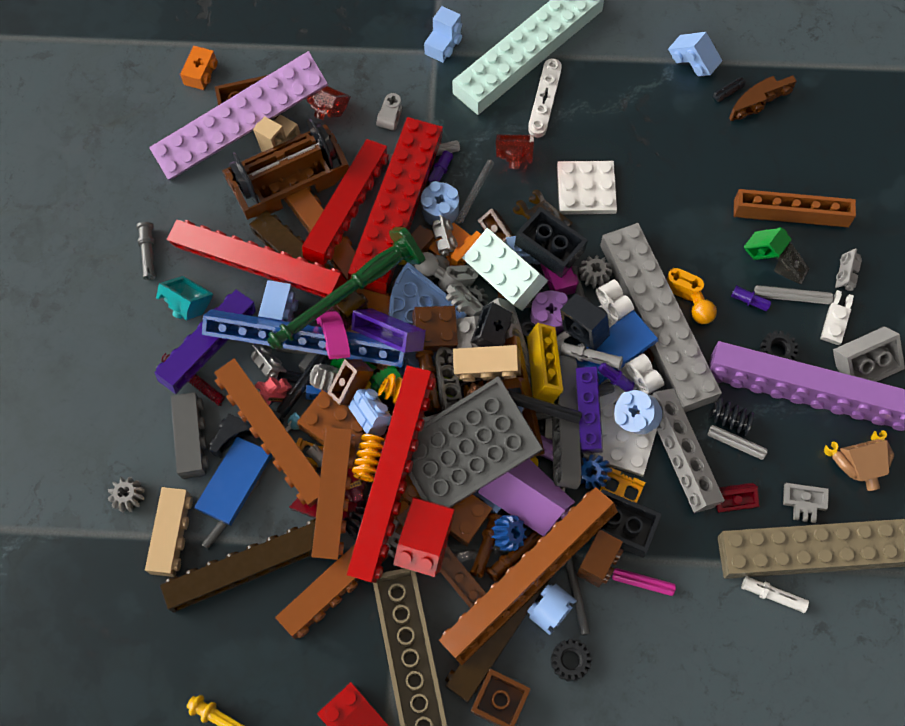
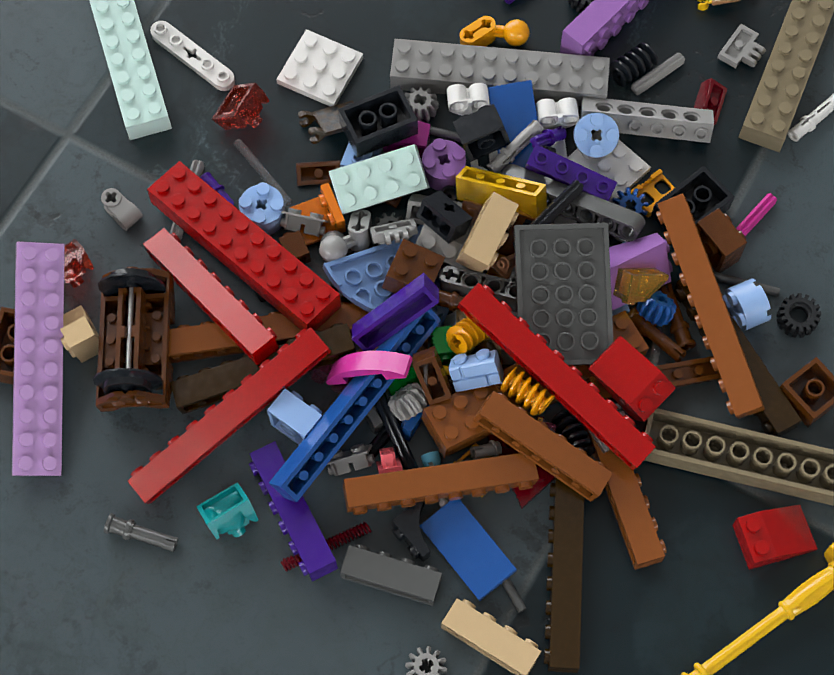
camera: 65 degrees left, 0 degrees up
(403, 249) = (315, 252): dark green piece -> none
(445, 34) = (58, 110): light blue brick -> none
(515, 505) = (638, 284): none -> clear yellow slope

